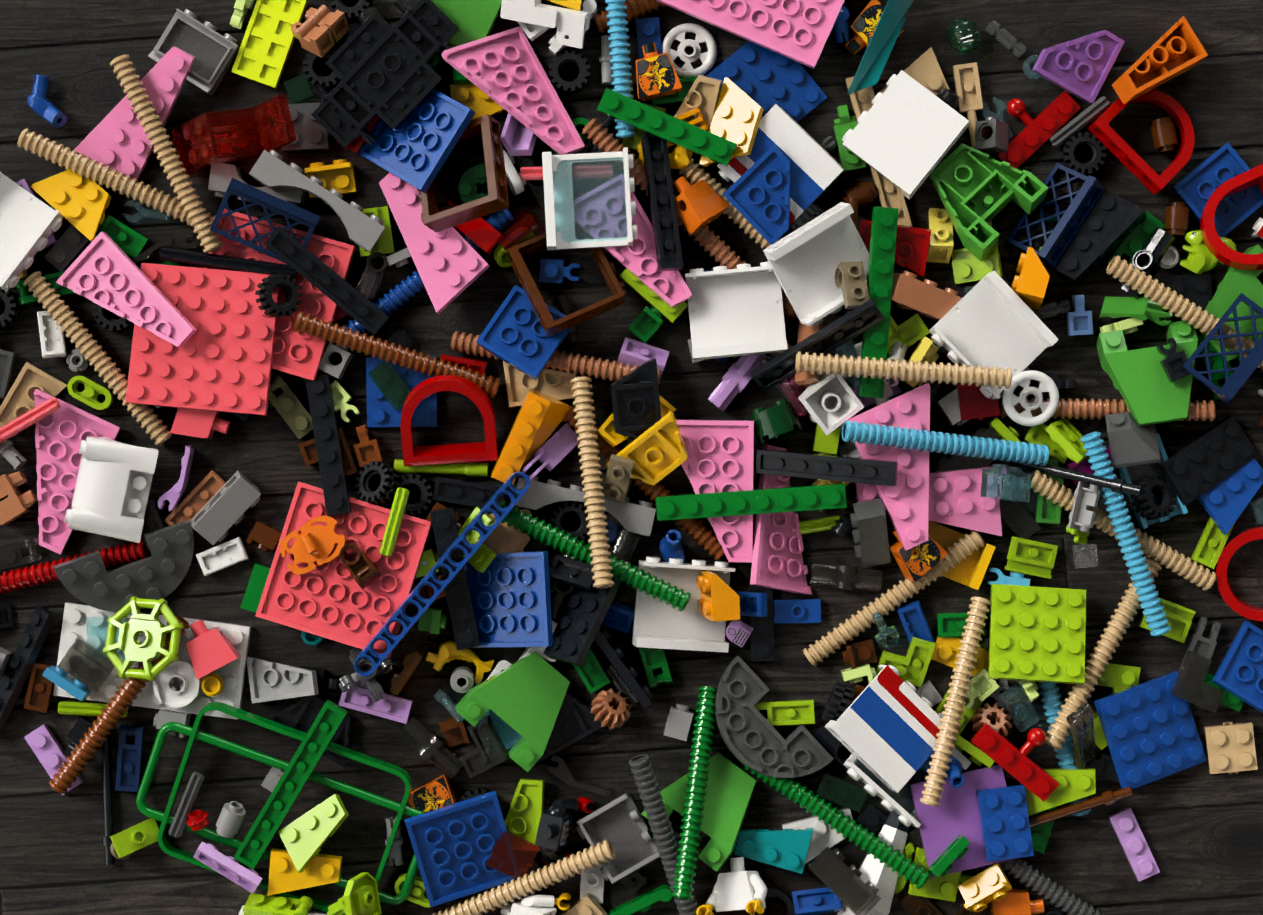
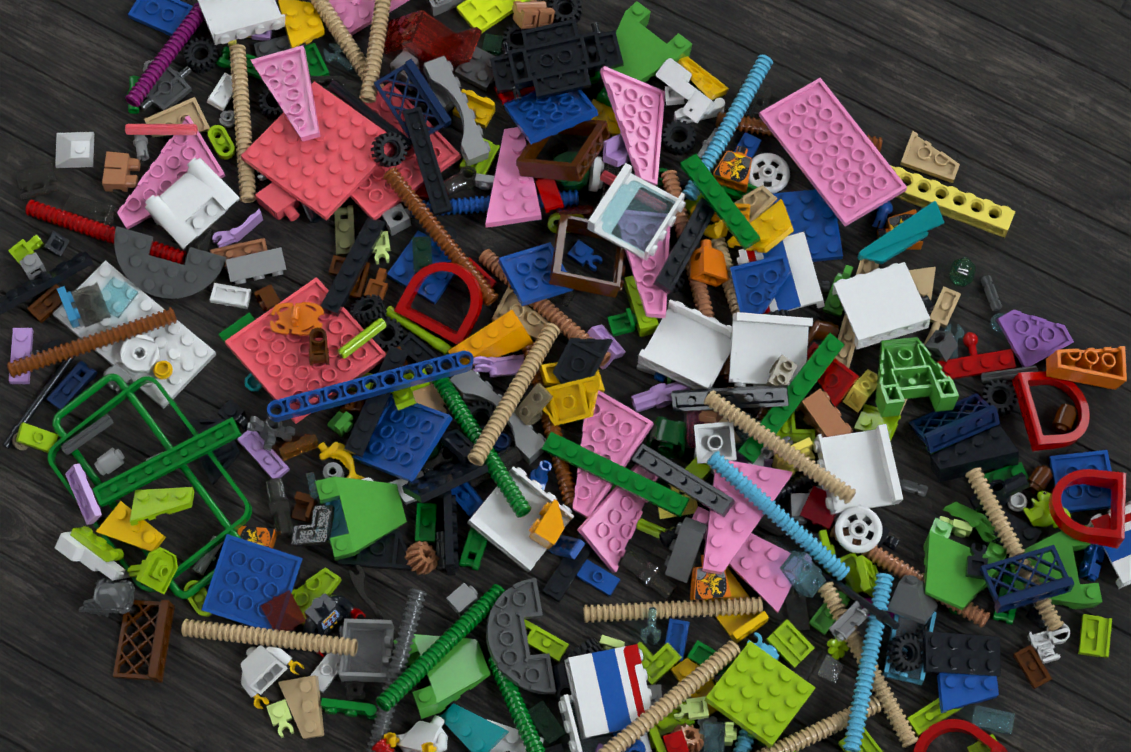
camera: 25 degrees right, 20 degrees down
(82, 708) = (66, 336): lime axle -> none
(152, 646) = (129, 299): lime plate -> none
(197, 820) = (87, 448): red plate -> none
(209, 649) = (178, 345): coral torso -> none
(279, 681) = (208, 397): light grey wing -> none
(738, 632) = (547, 565): lavender tile -> none
(859, 653) = (623, 633): reddish brown bracket -> none
(1032, 280) = (908, 451): light orange slope -> none
(1079, 321) = (927, 504): medium blue plate -> none

